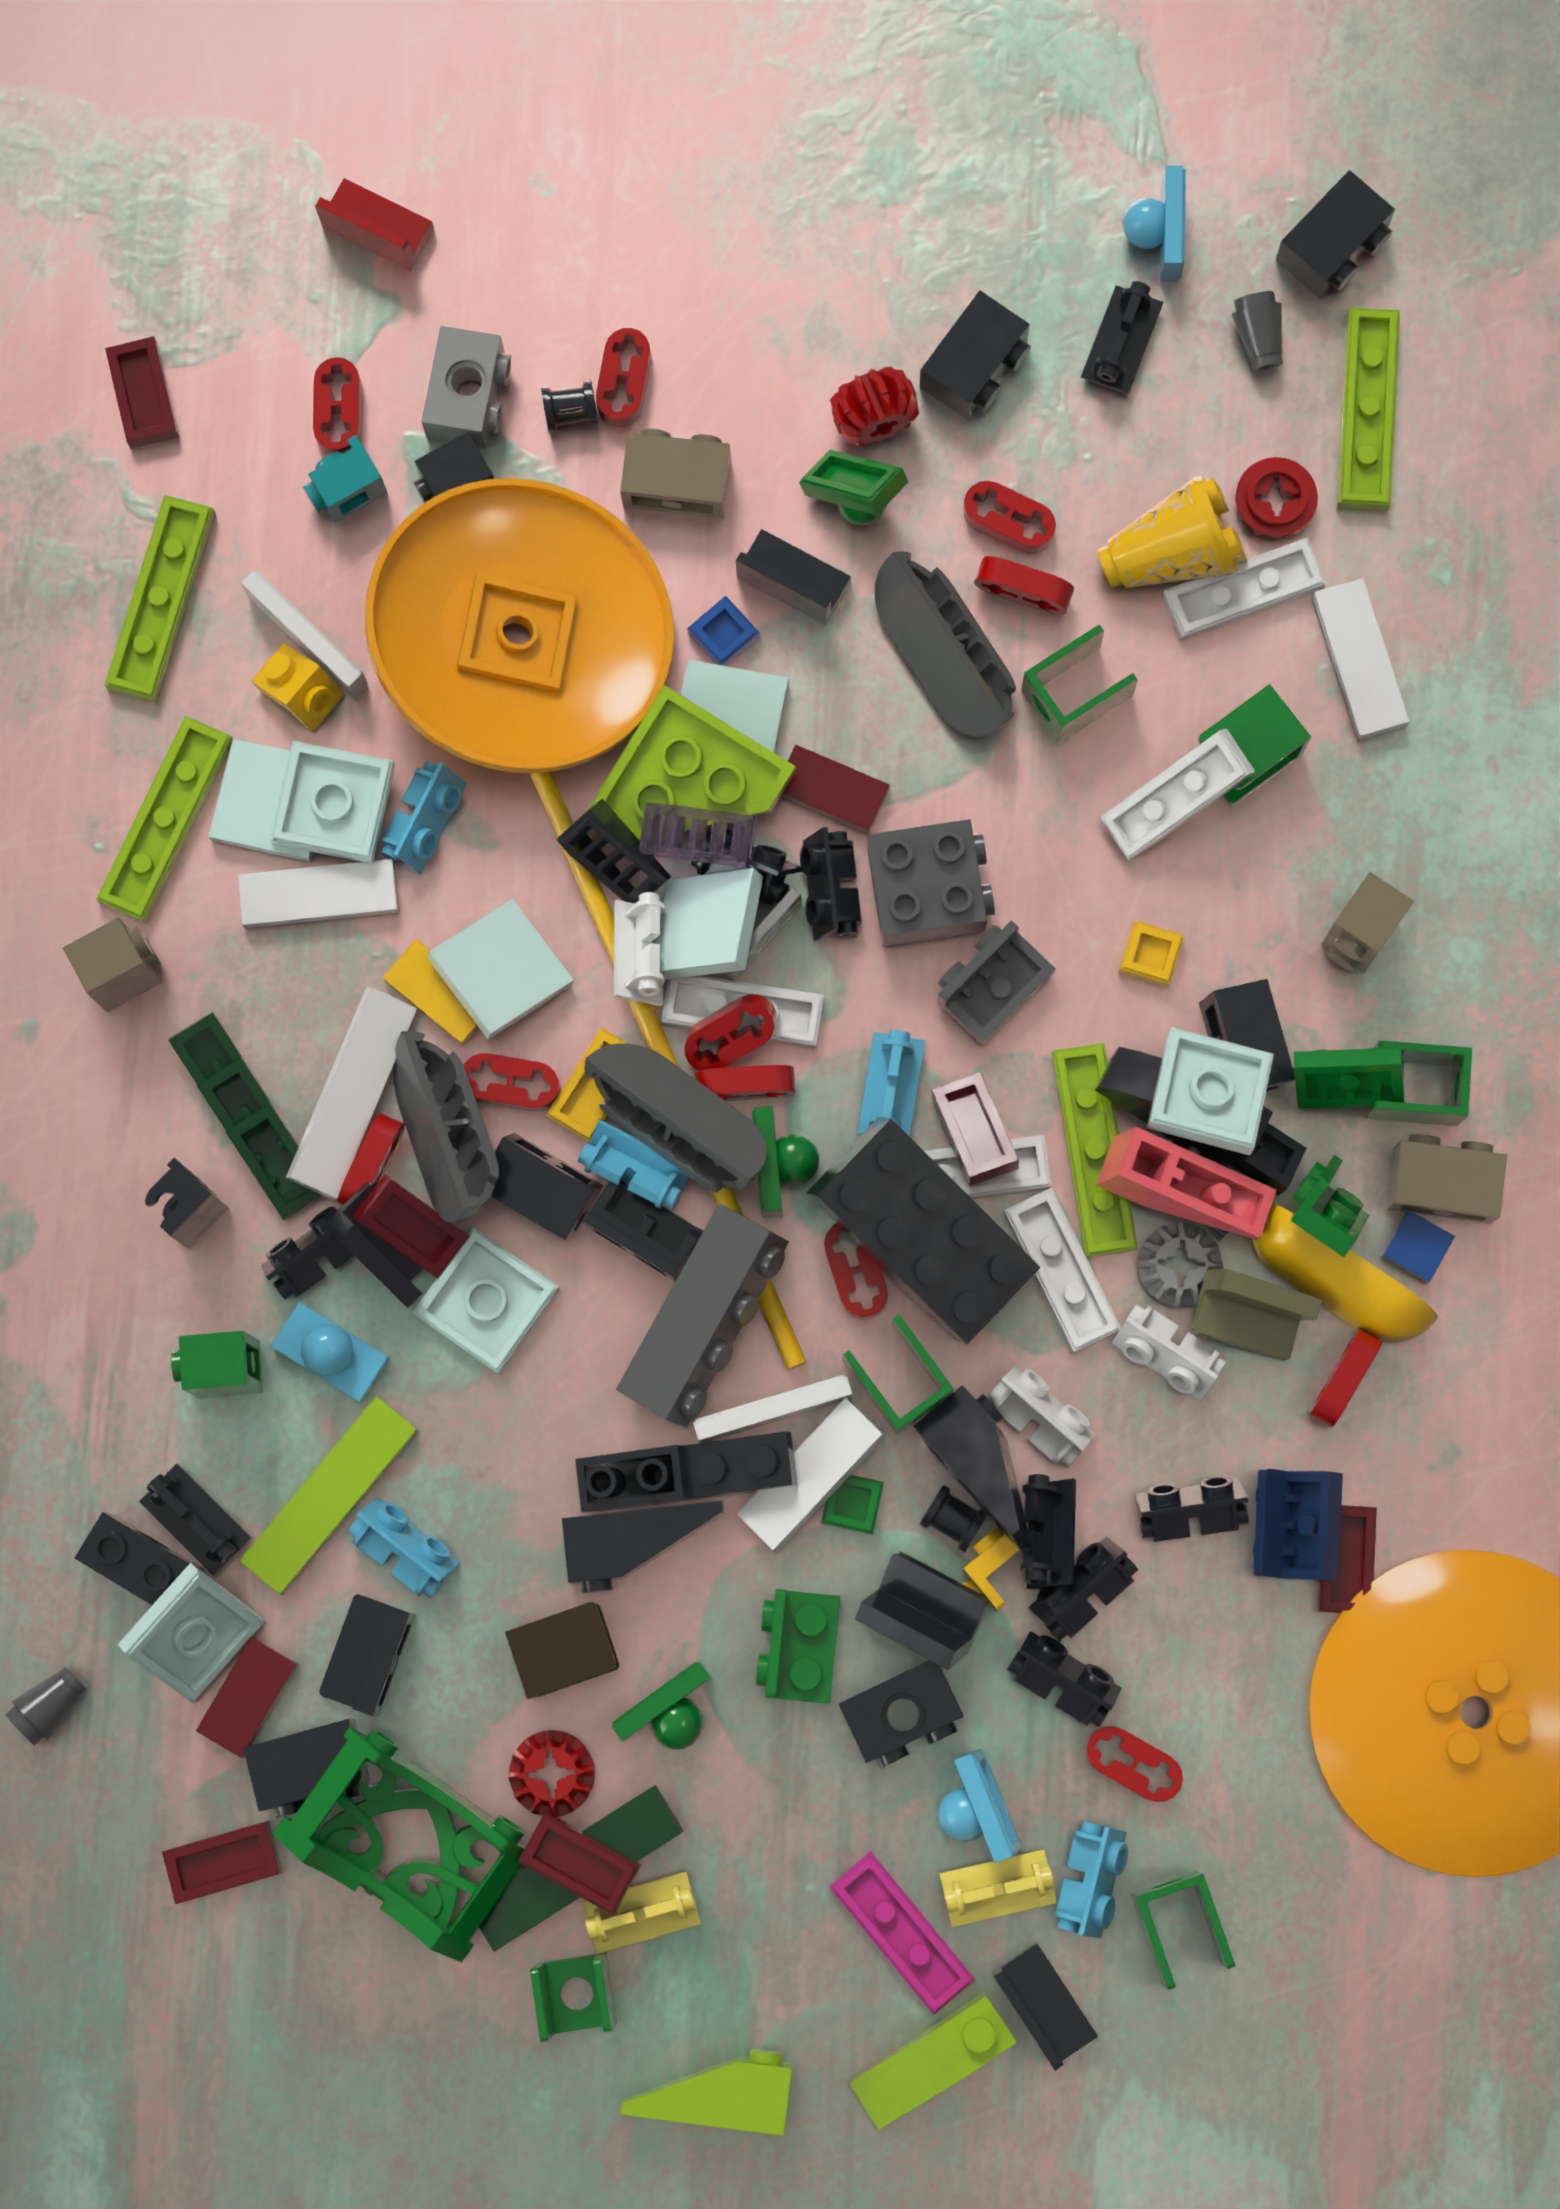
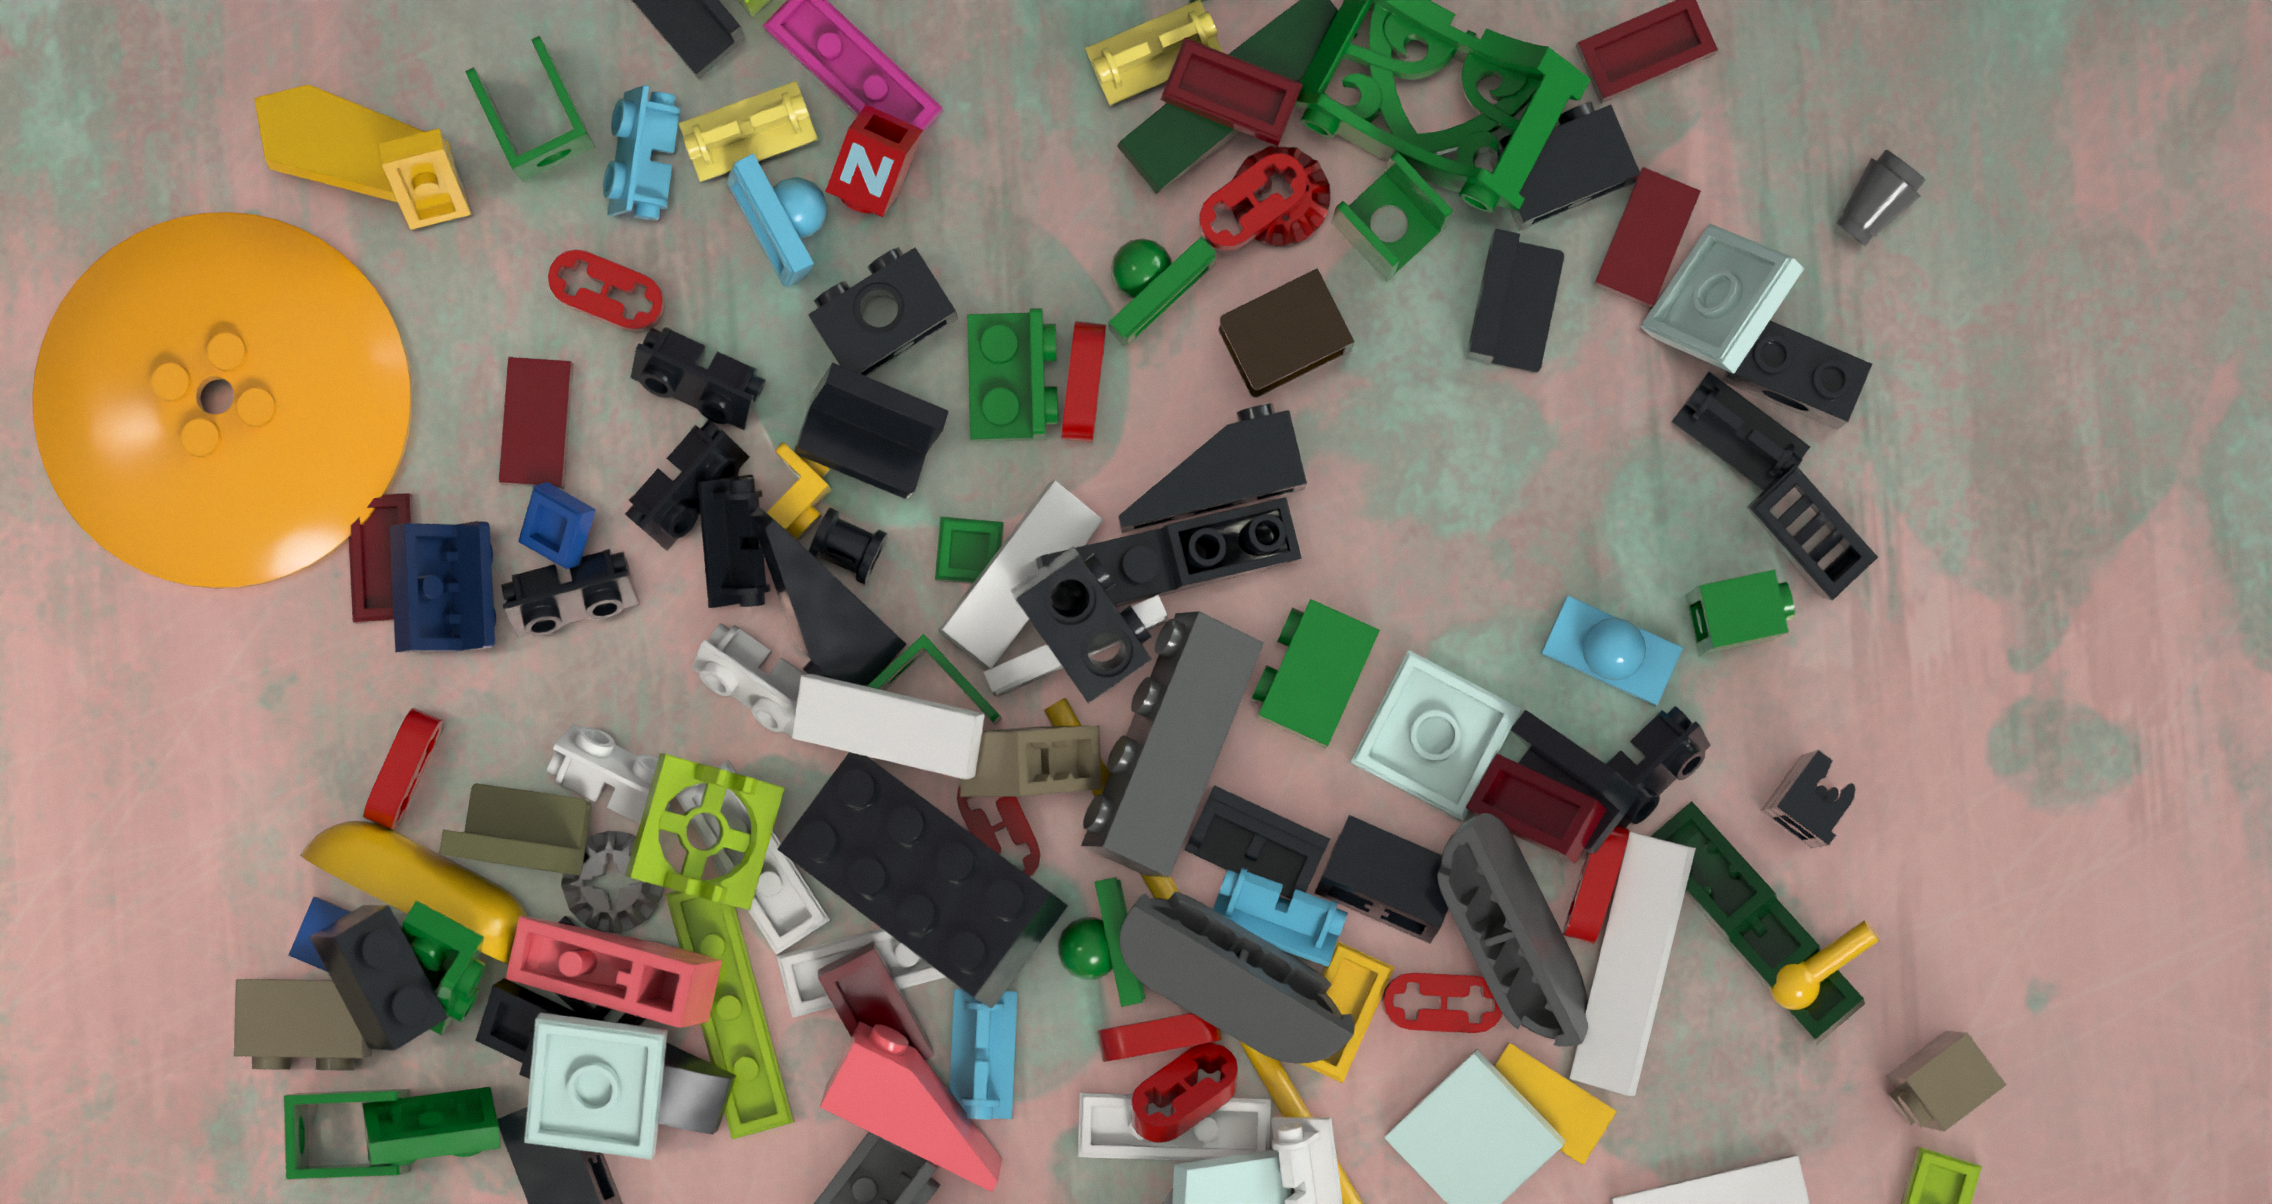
camera: 165 degrees right, 5 degrees up
(127, 1394) = (1845, 567): none -> black slope
(217, 1058) = (1800, 984): none -> yellow bar
(328, 1495) = (1587, 482): lime tile -> none
(423, 1558) = (1465, 422): medium azure hinge -> none
(433, 1744) = (1407, 191): none -> green piece
(567, 1755) = (1243, 190): none -> red beam
(577, 1362) = (1316, 672): none -> green brick
(738, 1633) = (1083, 381): none -> red beam
(772, 1415) = (1071, 630): none -> black brick
(822, 1313) = (1036, 762): none -> dark tan brick
(892, 1844) = (873, 161): none -> red brick
(936, 1353) = (888, 726): none -> white tile
(963, 1055) = (901, 1099): none -> coral slope
(1081, 1242) = (647, 857): none -> lime piece
(1196, 1565) = (556, 525): none -> blue tile
(1205, 1658) = (536, 422): none -> dark red tile
(1334, 1912) = (361, 151): none -> yellow piece
(1381, 1200) = (378, 977): none -> black brick

